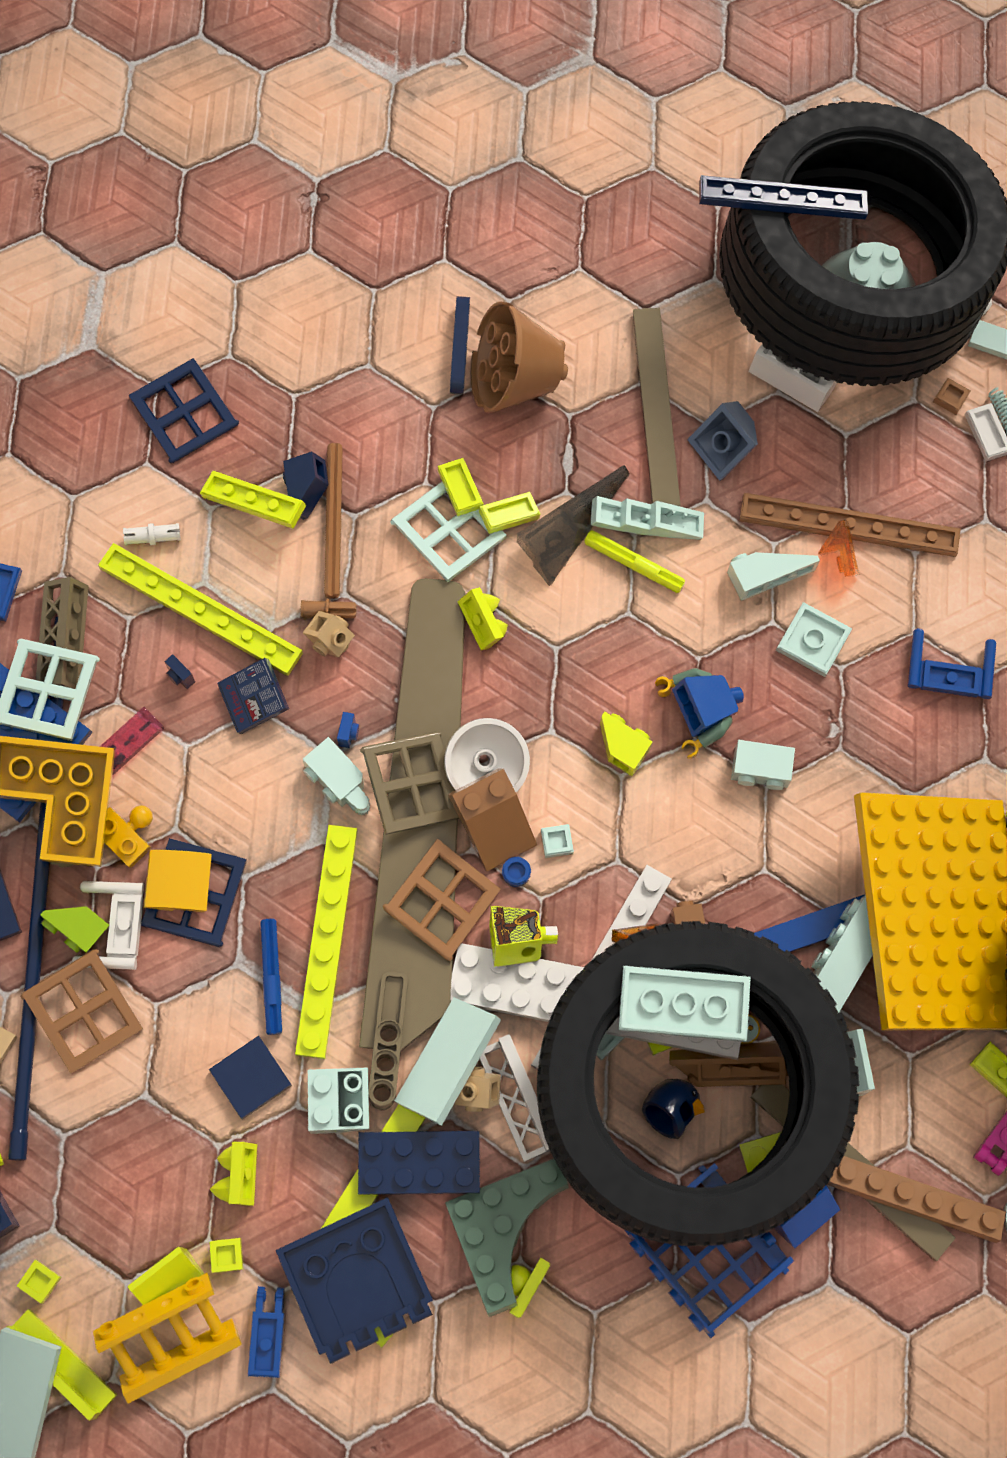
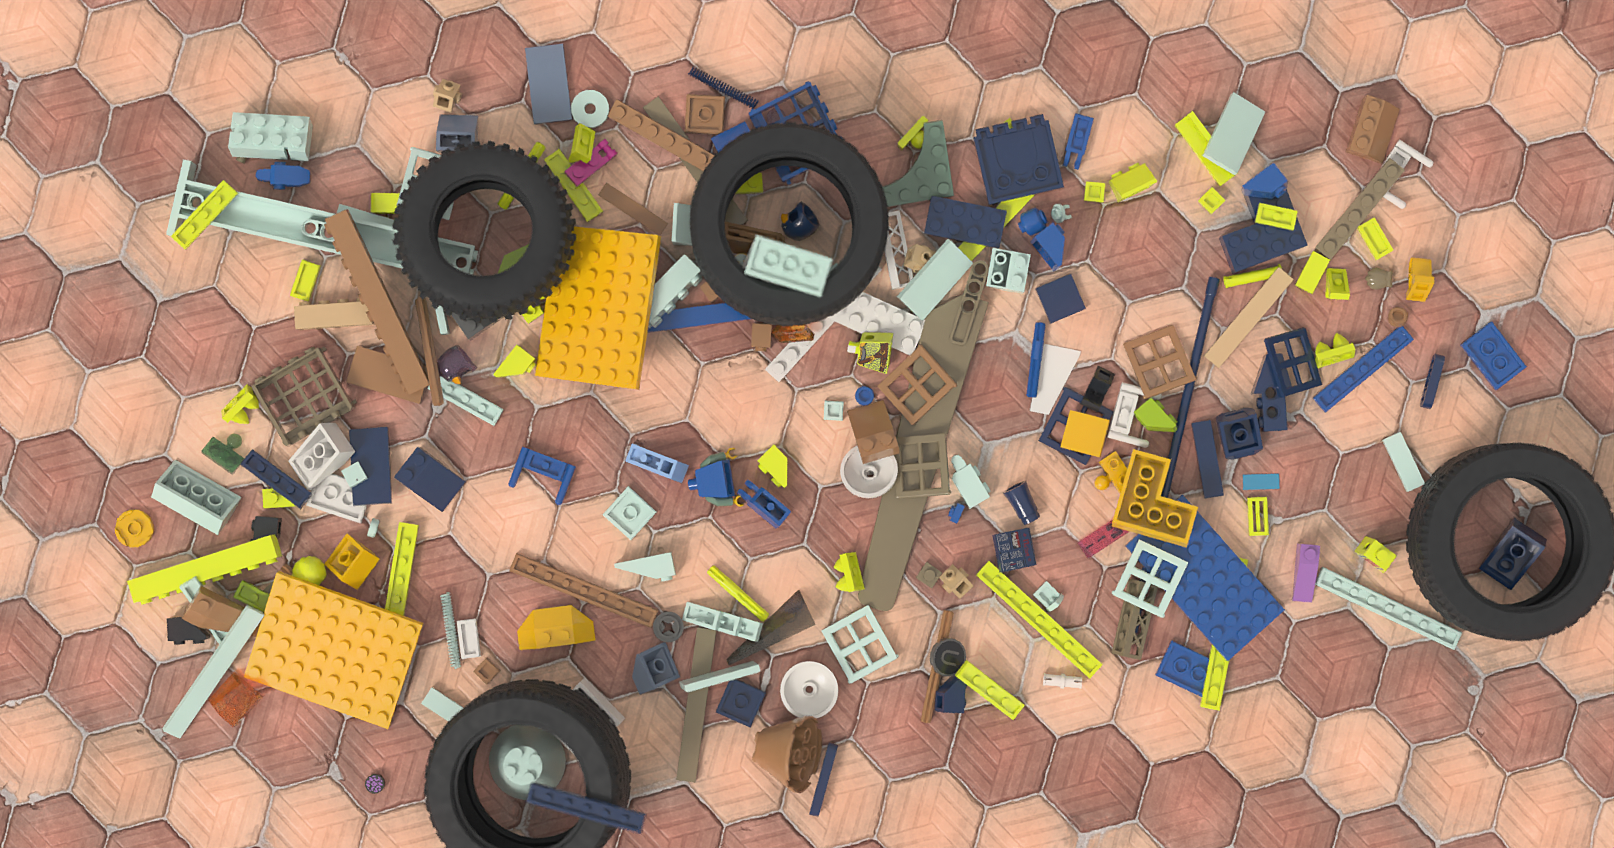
camera: 160 degrees left, 15 degrees up
(171, 952) = (1097, 388): none -> black slope
(178, 672) = (1061, 576): dark blue plate -> none
(179, 1360) = (1135, 135): yellow fence -> none
(183, 410) = (1025, 771): dark blue window -> none
(191, 643) = (1048, 596): none -> light aqua tile
(240, 966) = (1054, 372): none -> white sticker
(240, 1185) = (1078, 232): neon yellow tile -> none
(254, 764) = (1022, 502): none -> dark blue plant
(276, 1208) = (1058, 213): none -> light aqua plate
(279, 1151) = (1050, 245): none -> blue slope
(314, 1186) = (1032, 221): none -> blue head
(320, 532) = (947, 656): none -> black tile
(326, 942) = (996, 376): neon yellow plate -> none
(342, 609) = (952, 601): medium nougat axle -> none
(369, 639) = (929, 575): none -> dark tan plate
(460, 486) = (845, 671): neon yellow tile -> none
(509, 512) = (815, 646): neon yellow tile -> none
(510, 435) = (812, 704): none -> white dish
(596, 423) = (740, 702): none -> dark blue tile
(625, 683) = (765, 505): none -> blue hinge
(635, 438) = (719, 676): none -> light aqua tile
(717, 487) = (658, 627): none -> dark grey gear
(762, 764) = (687, 432): light aqua piece -> none
(793, 712) = (657, 463): none -> light blue slope
(824, 1287) = (745, 101): none -> dark blue piece
(841, 540) = (594, 574): clear orange slope -> none
(857, 1248) = (704, 114): none -> medium nougat tile
(873, 464) = (555, 628): none -> yellow wedge
(926, 1077) = (633, 209): none -> medium nougat sticker

